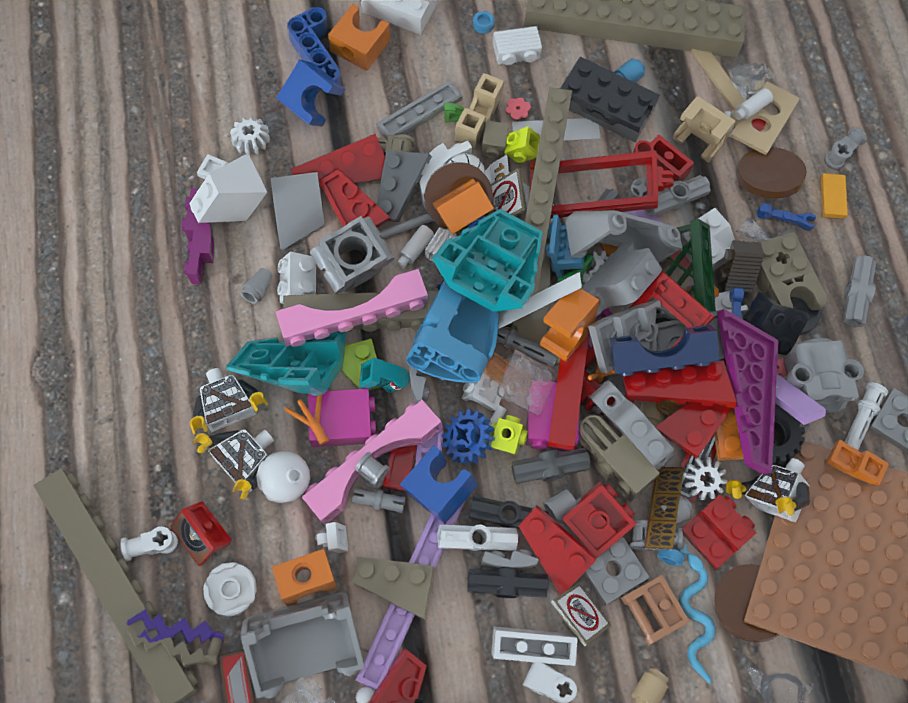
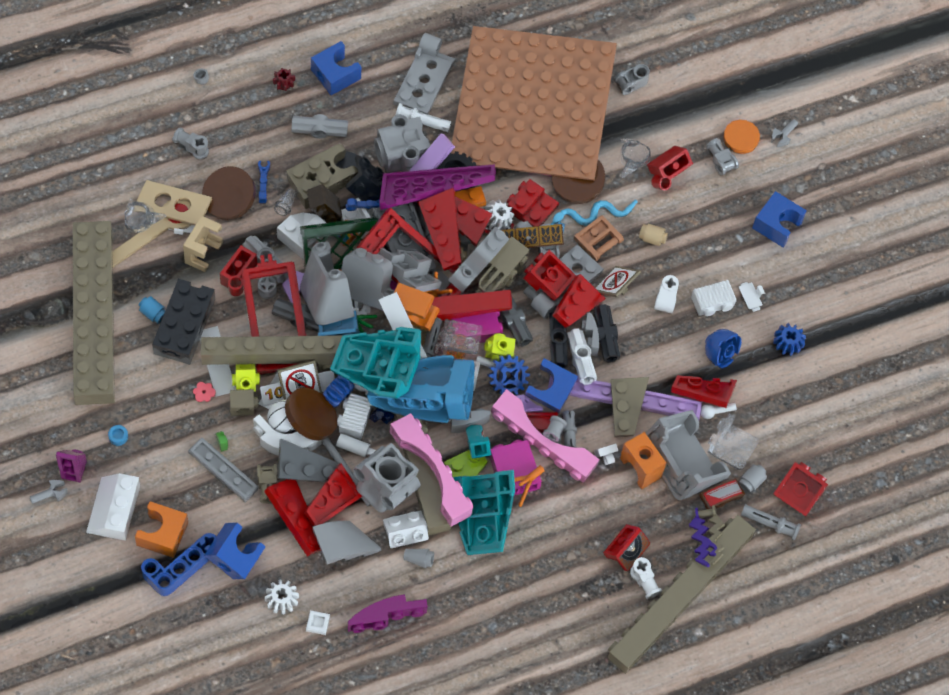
camera: 105 degrees left, 5 degrees down
(224, 402) = (524, 553): torso -> none
(229, 193) = (348, 589): white slope -> none
(230, 589) = (660, 517): white tile -> none
(237, 455) = (566, 529): torso -> none
(283, 477) = (573, 493): white cylinder -> none
(463, 205) = (332, 405): orange piece -> none
(484, 103) = (232, 421): tan arch -> none
(517, 45) = (142, 401): white brick -> none
(534, 646) = (646, 307): white brick -> none
(696, 347) = (417, 218): dark blue arch -> none
(753, 104) = (168, 209): white cylinder -> none
(778, 492) = (504, 157): torso -> none
(833, 196) = (236, 149): light orange tile -> none
(860, 465) = (463, 118): orange slope -> none

